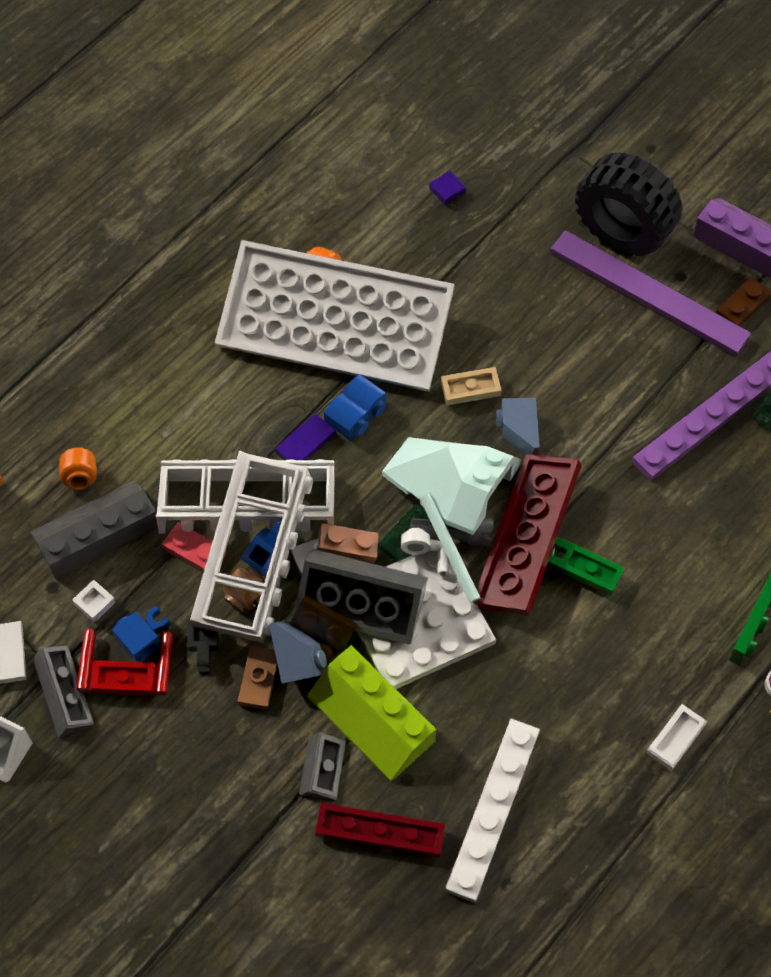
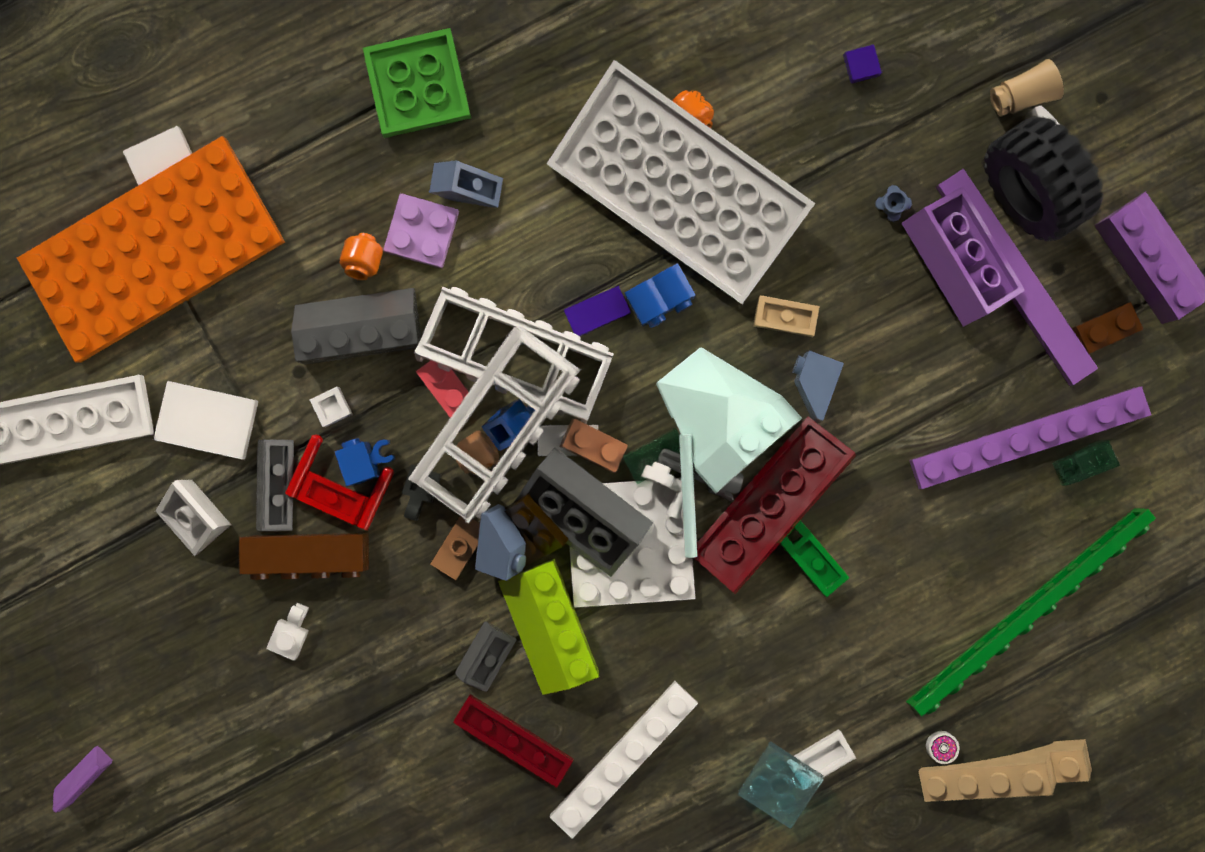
camera: 20 degrees right, 25 degrees up
(78, 323) = (416, 83): none -> bright green plate
(113, 735) = (304, 554): none -> reddish brown brick
(123, 434) = (421, 230): none -> lavender plate
(125, 820) = (289, 635): none -> white plate
(149, 381) = (465, 184): none -> sand blue slope
(523, 268) = (901, 199): none -> sand blue plate
(585, 156) = (1028, 89): none -> tan plant
(595, 289) = (963, 256): none -> medium lavender slope
(648, 768) = (780, 785): none -> clear light blue plate

